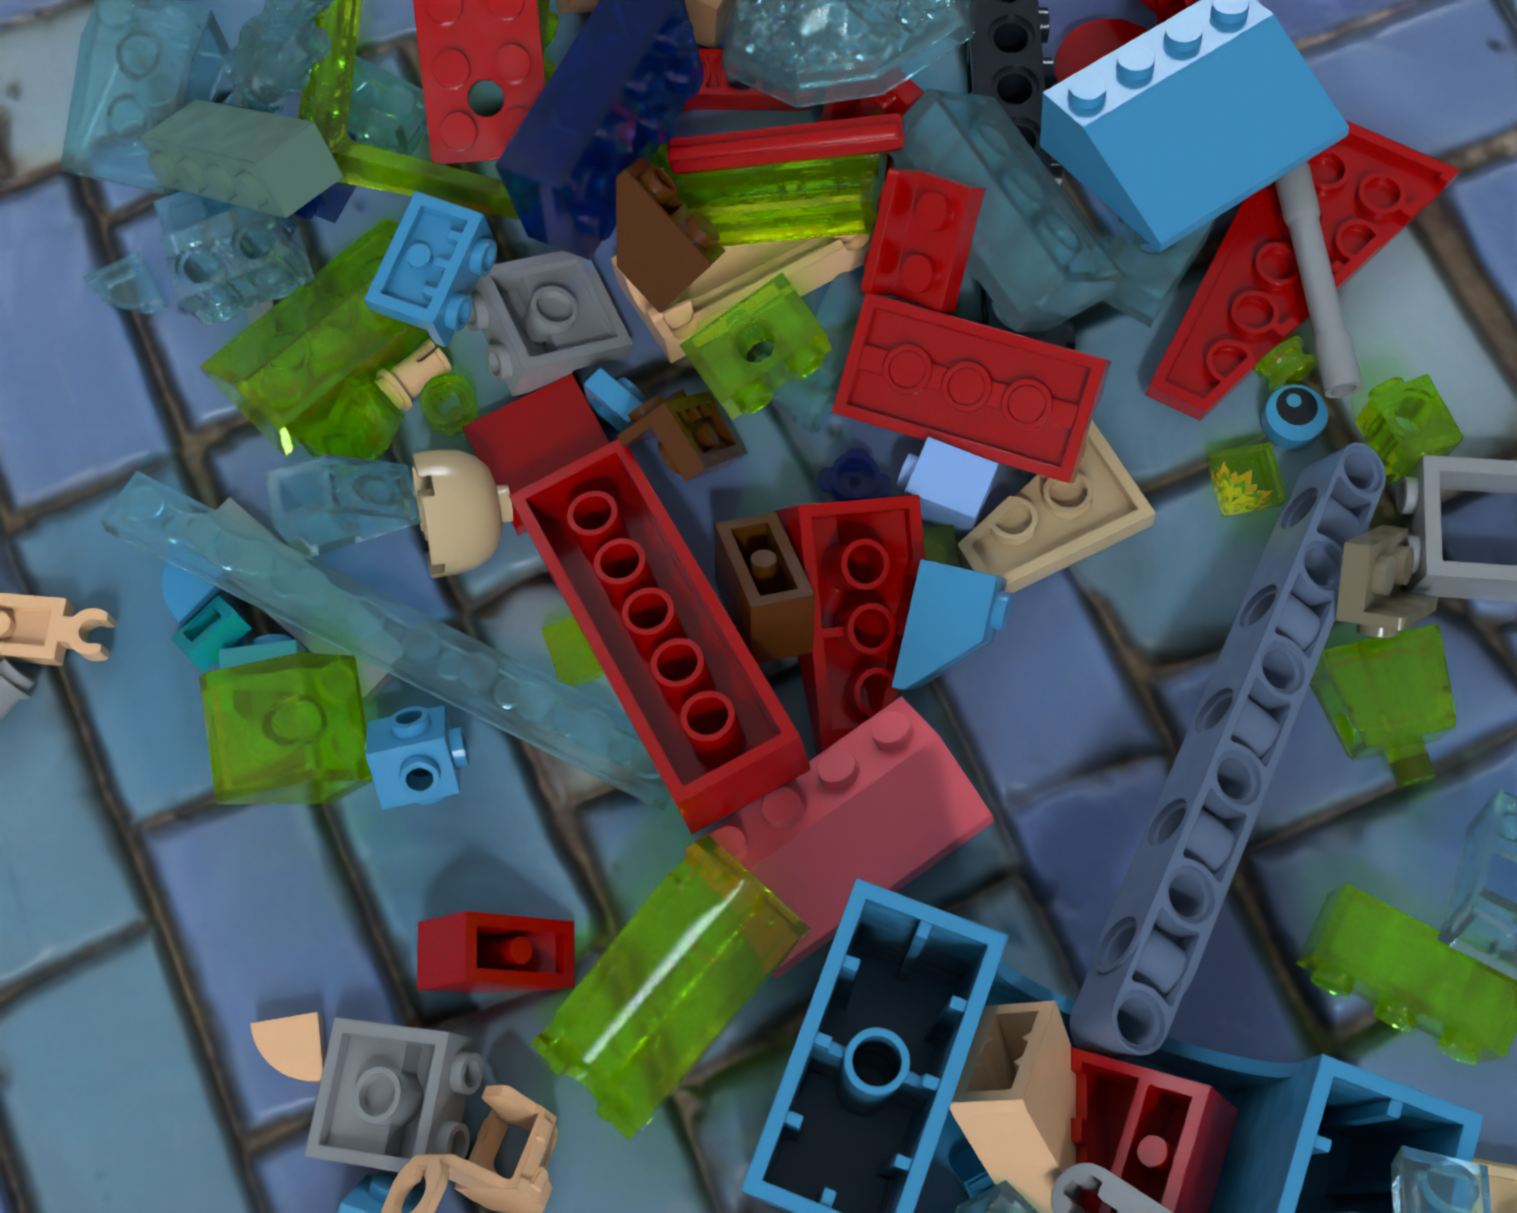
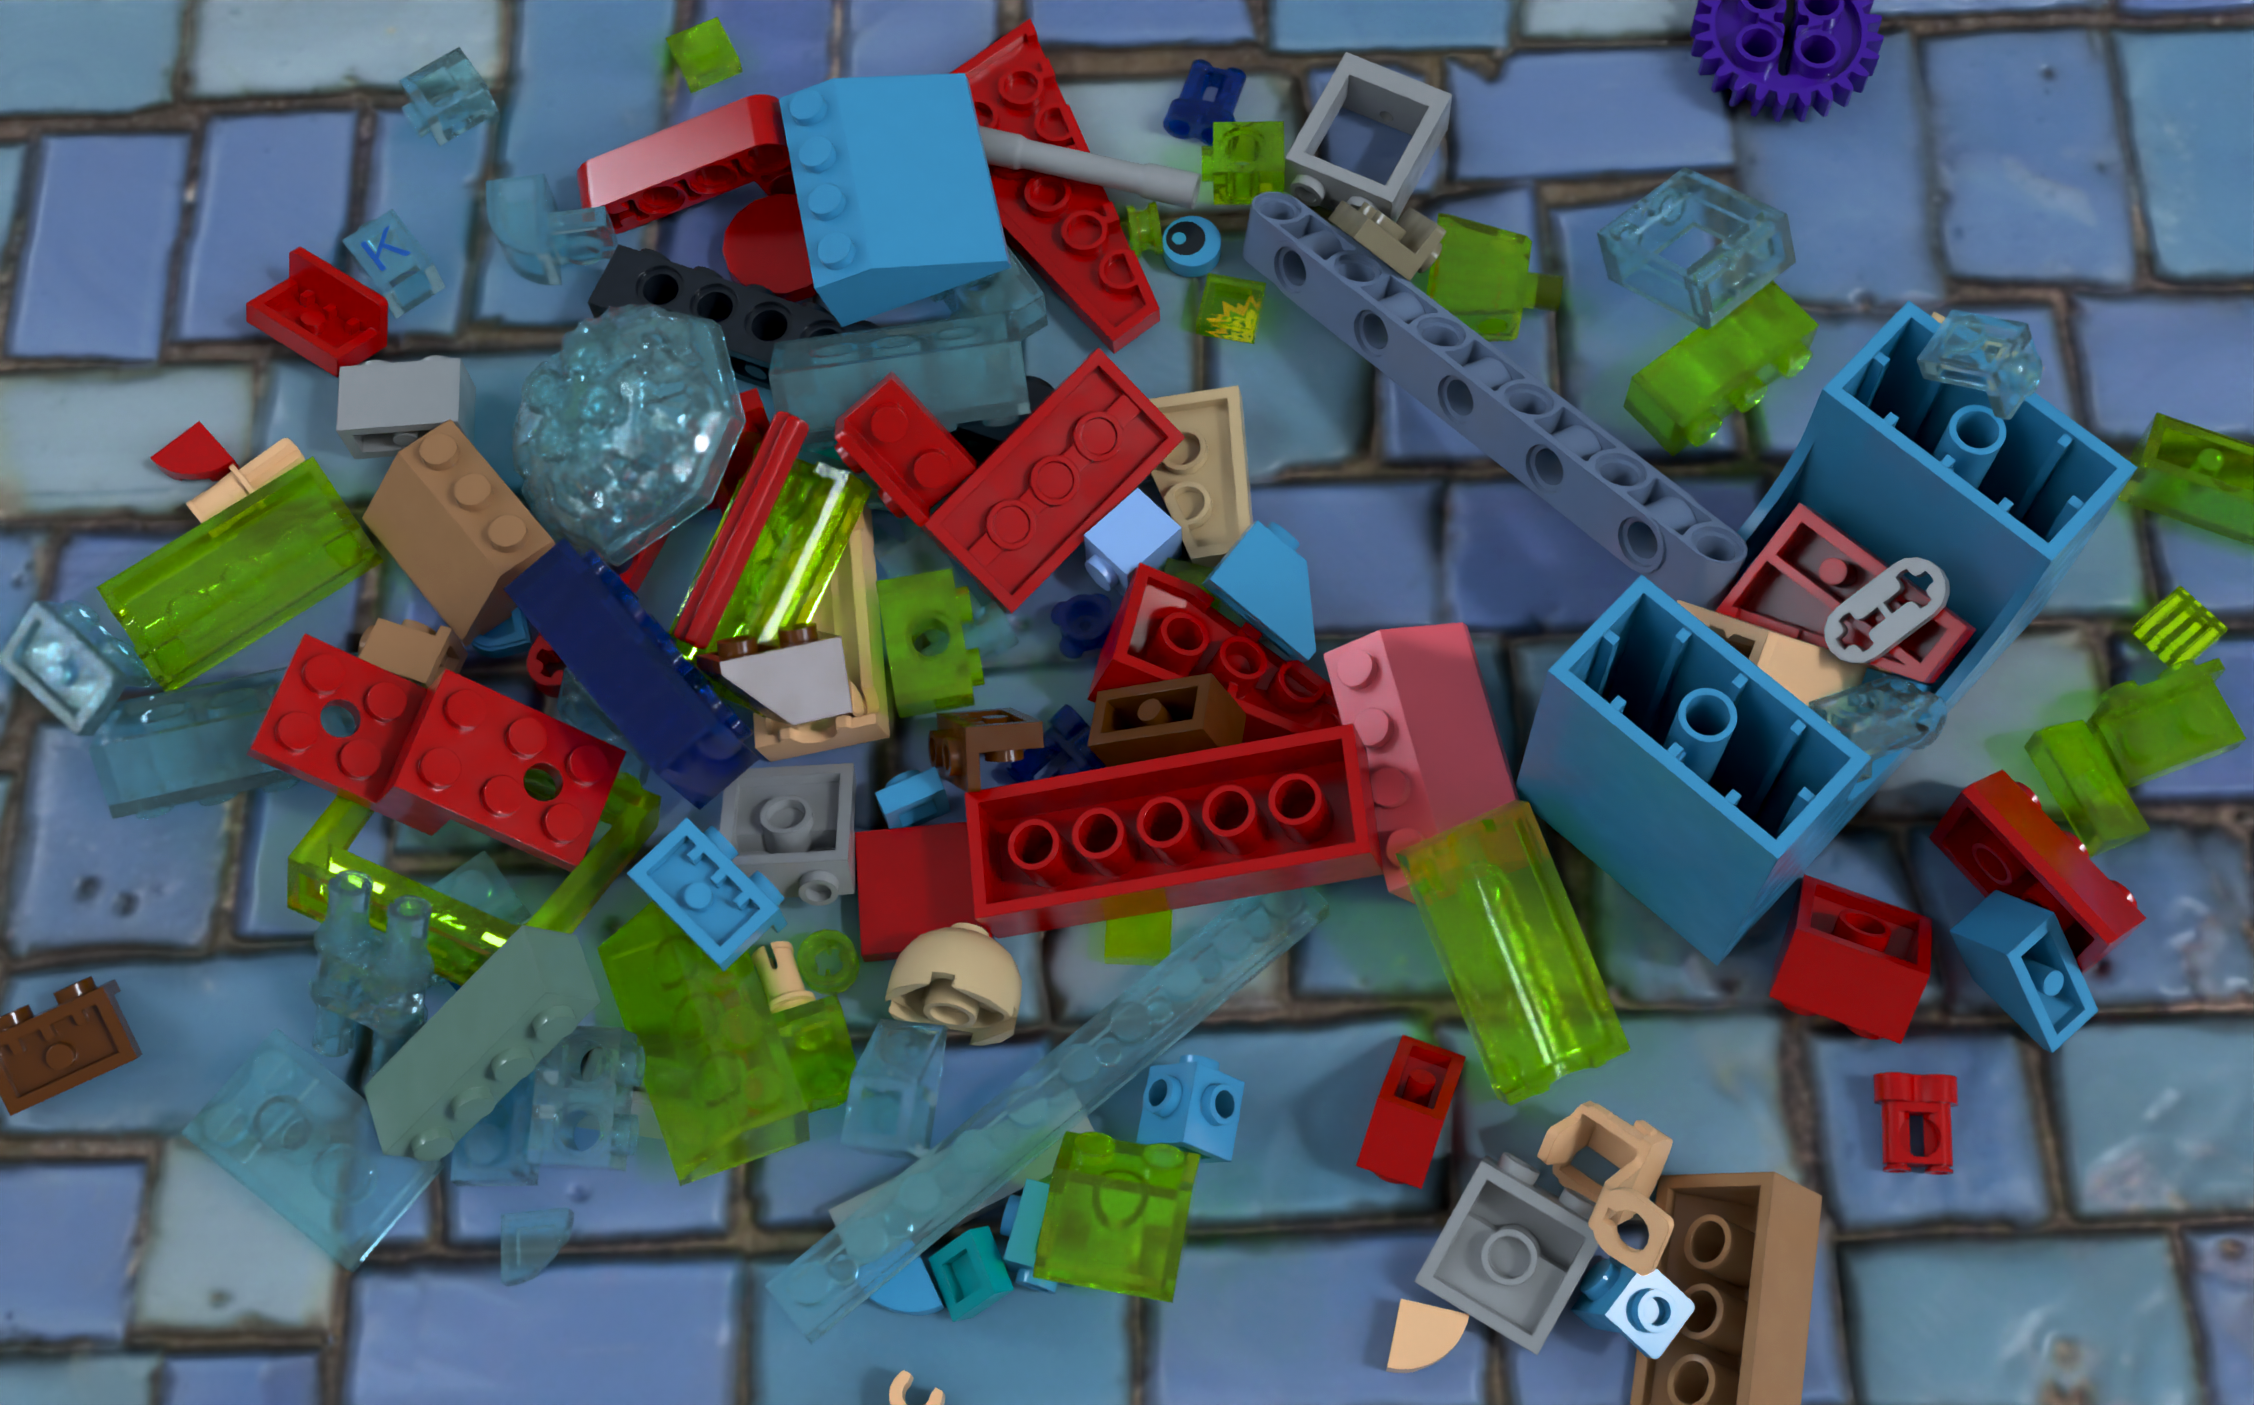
camera: 65 degrees left, 5 degrees down
(727, 501) = (1066, 734): none -> clear blue piece
(1440, 357) = (1194, 117): none -> clear blue piece

